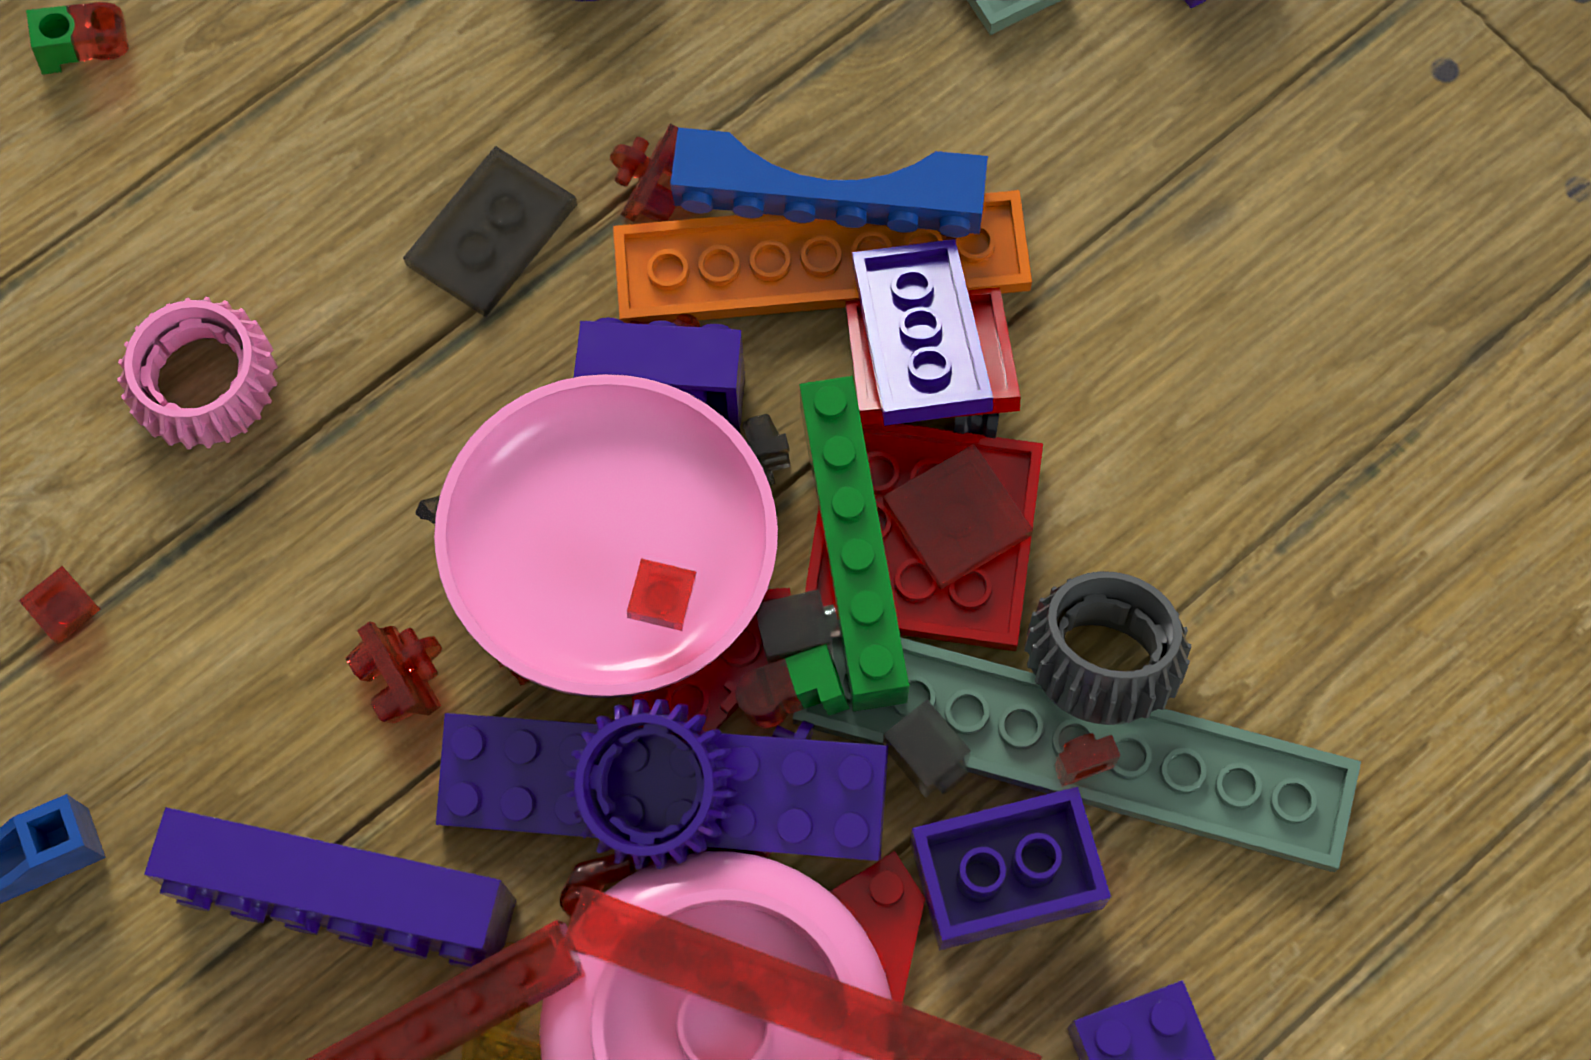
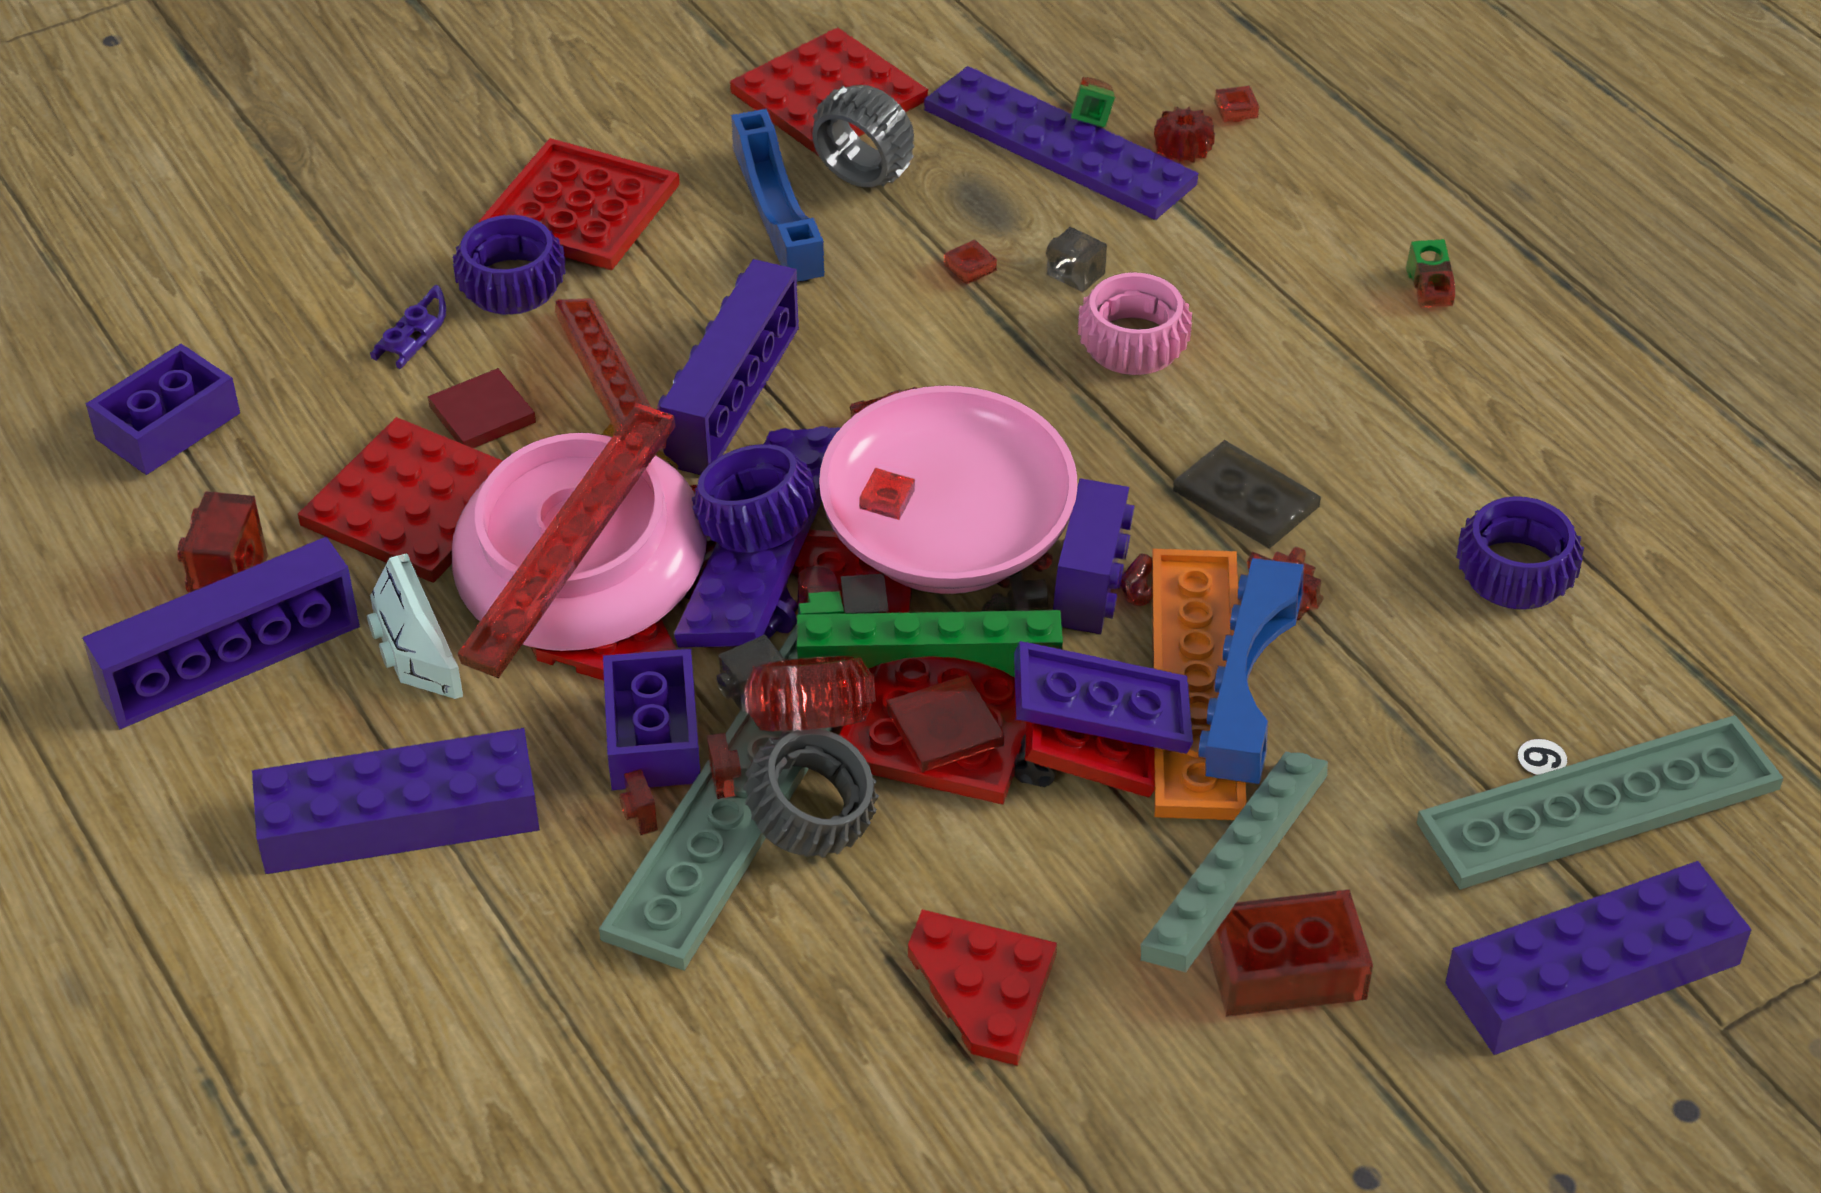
camera: 95 degrees right, 25 degrees down
(54, 464) = (1076, 259): none -> clear smoke brick
(944, 654) = (809, 693): none -> clear red gear
(1133, 863) = (638, 802): none -> clear red plate
(1137, 182) = (1233, 862): none -> sand green plate
(1221, 134) = (1291, 953): none -> clear red brick
(1295, 442) = (983, 980): none -> red plate

